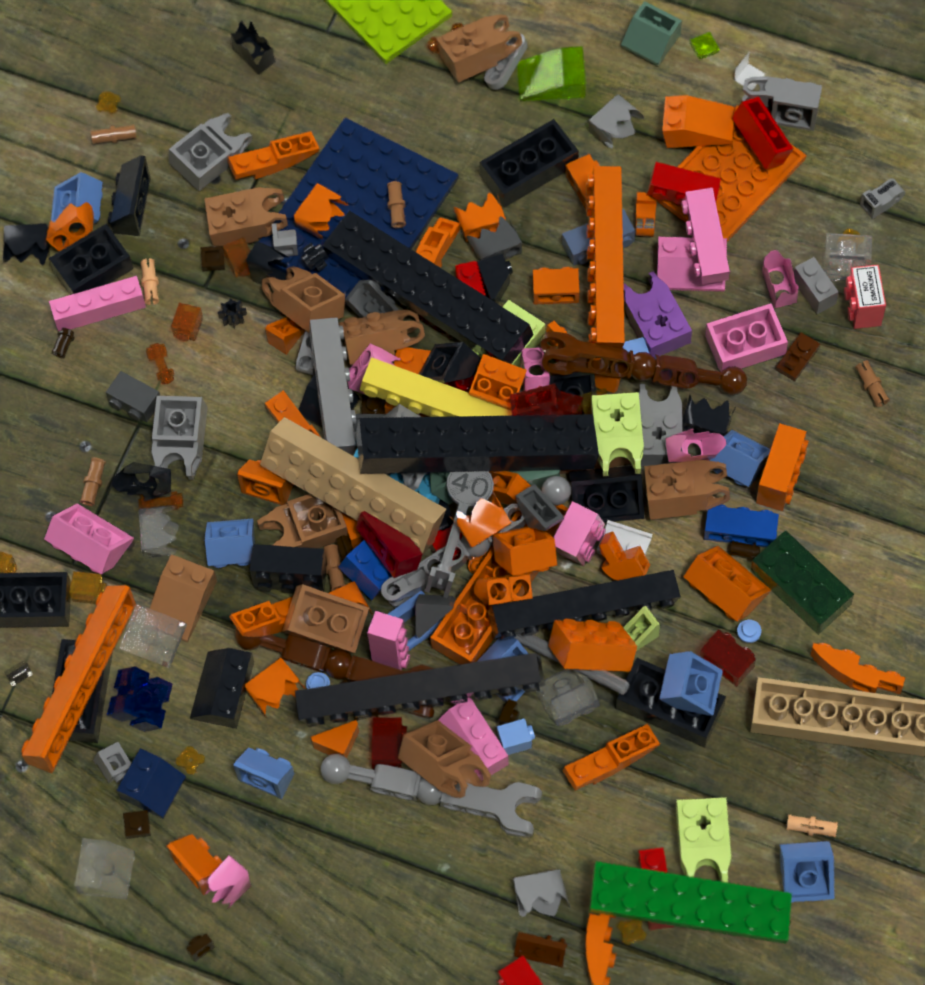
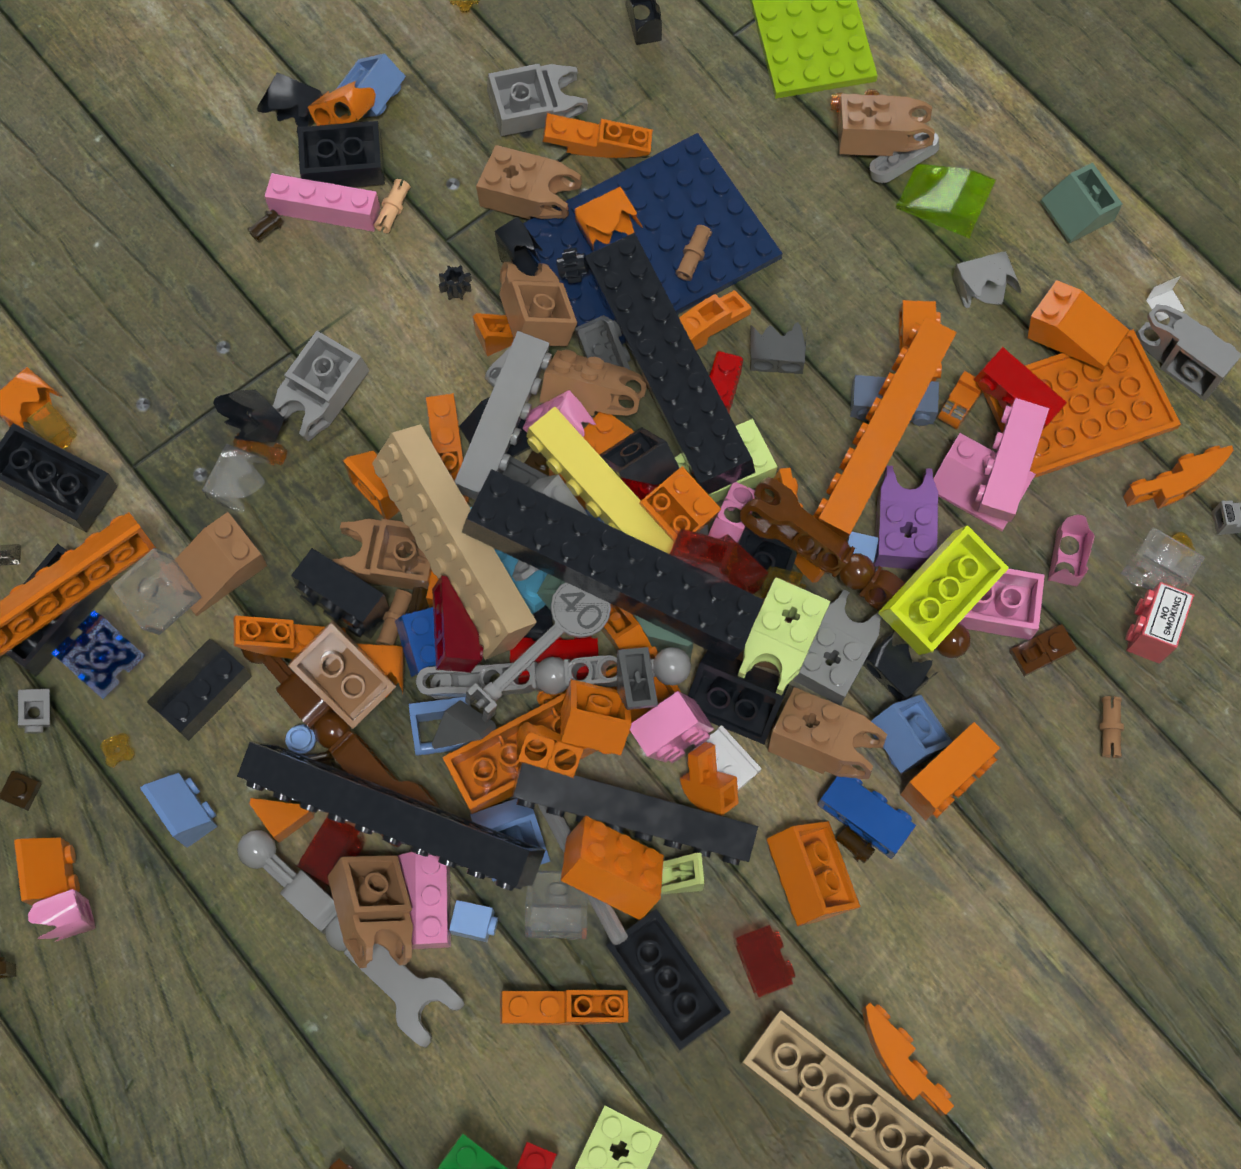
camera: 25 degrees right, 5 degrees up
(86, 587) = (125, 498): clear yellow brick -> none
(87, 538) = (161, 447): bright pink slope -> none
(92, 481) = (204, 389): medium nougat pin -> none
(113, 134) = (448, 33): medium nougat pin -> none
(130, 197) = (424, 107): black slope -> none
(132, 397) = (297, 317): dark grey brick -> none
(151, 783) = (58, 754): dark blue slope -> none
(158, 352) = (353, 285): clear orange bar -> none
(187, 322) = (402, 268): clear orange brick -> none
(212, 258) = (470, 213): dark brown plate -> none
(229, 542) = (299, 527): medium blue slope -> none
(236, 255) = (493, 219): clear orange brick -> none
(271, 684) = (245, 713): orange piece -> none
(285, 241) = (551, 233): light grey panel -> none
(388, 641) = (387, 739): bright pink brick -> none
(480, 218) = (777, 313): orange piece -> none
(485, 521) = (564, 660): orange piece -> none
(495, 276) = (755, 387): black slope -> none
(509, 712) = (481, 892): dark brown plate -> none
(528, 163) = (863, 278): black brick -> none
(540, 891) = (394, 1121): light grey piece -> none
(556, 285) = (816, 429): orange brick -> none
(691, 683) = (696, 978): medium blue slope -> none
(704, 45) = (1133, 246): clear neon green tile -> none
(710, 346) = (943, 590): none -> neon yellow brick
(710, 445) = (881, 705): bright pink piece -> none
(749, 631) = (806, 943): light blue plate -> none
(762, 133) = (1143, 374): red brick -> none
(802, 582) = (899, 920): clear green brick -> none
(815, 285) = (1108, 579): light grey brick -> none
(829, 191) = (1184, 479): none -> orange slope

